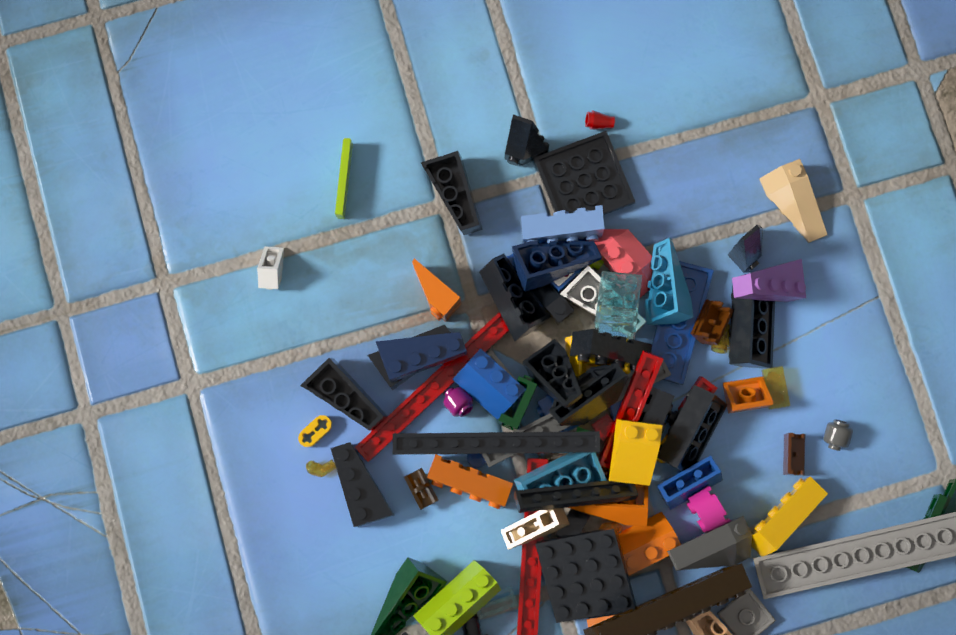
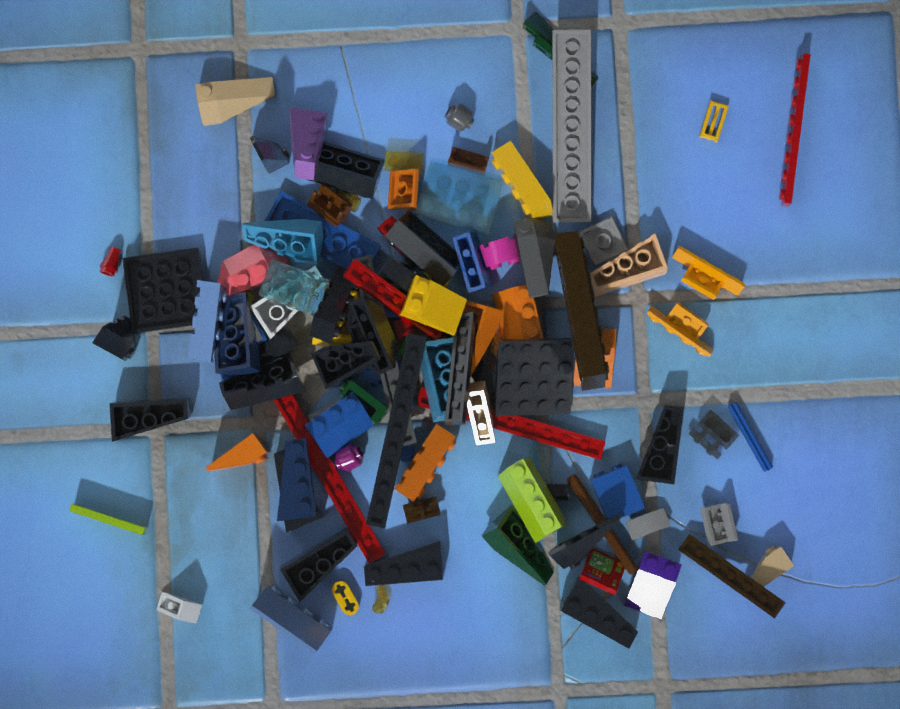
camera: 80 degrees left, 5 degrees up
(281, 380) = (291, 619): none -> medium blue slope
(752, 454) = (459, 198): none -> clear light blue slope

